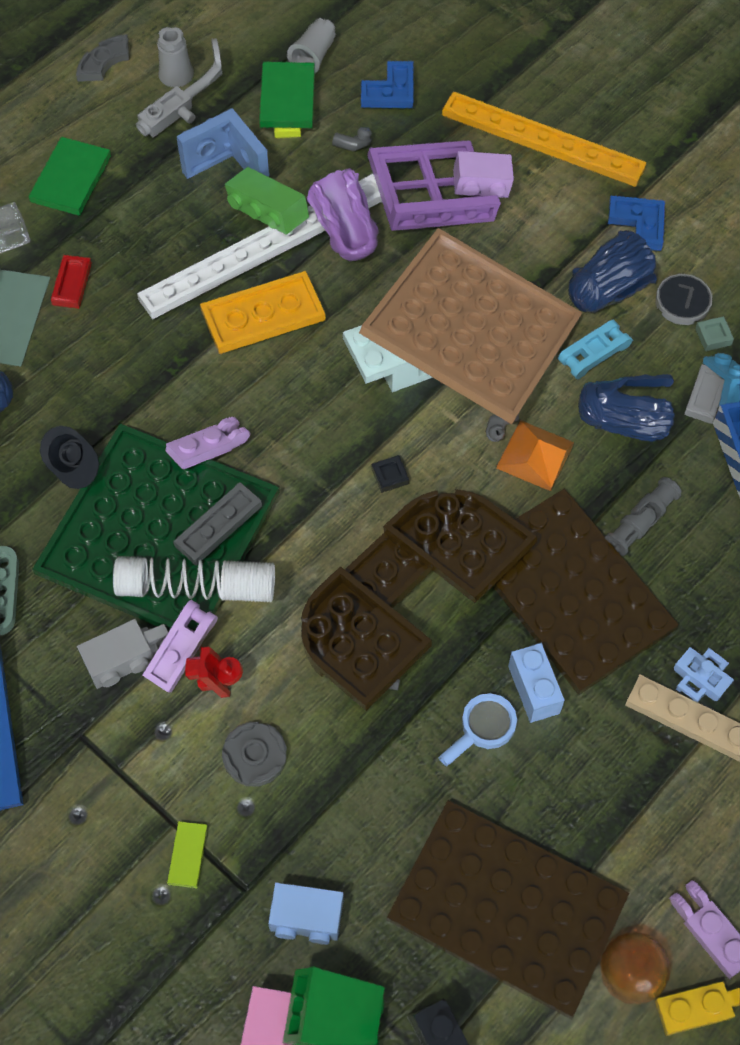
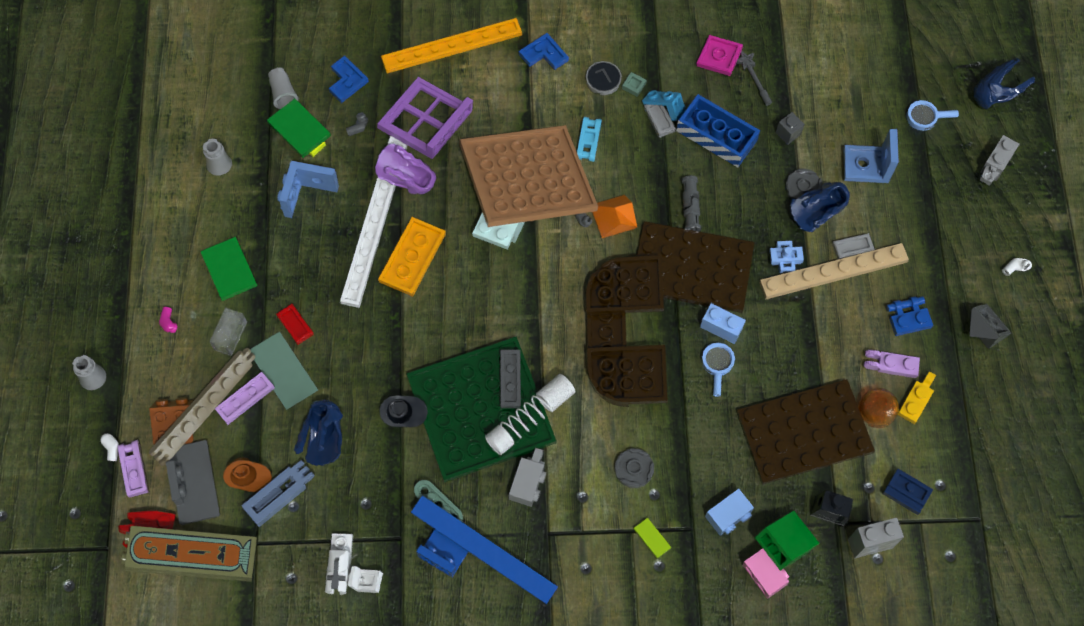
camera: 45 degrees left, 5 degrees up
(97, 62) = (168, 187): dark grey tile -> none
(177, 102) = (243, 180): light grey piece -> none
(179, 645) = (554, 451): lavender plate -> none
(207, 443) = (459, 346): lavender hinge -> none
(213, 671) = (583, 447): red hips -> none
(267, 200) = (354, 195): bright green brick -> none
(390, 473) = (557, 284): black tile -> none
(483, 174) = (448, 91): lavender brick -> none
(613, 273) = (563, 92): dark blue hair -> none
(627, 415) = (636, 160): dark blue hair -> none

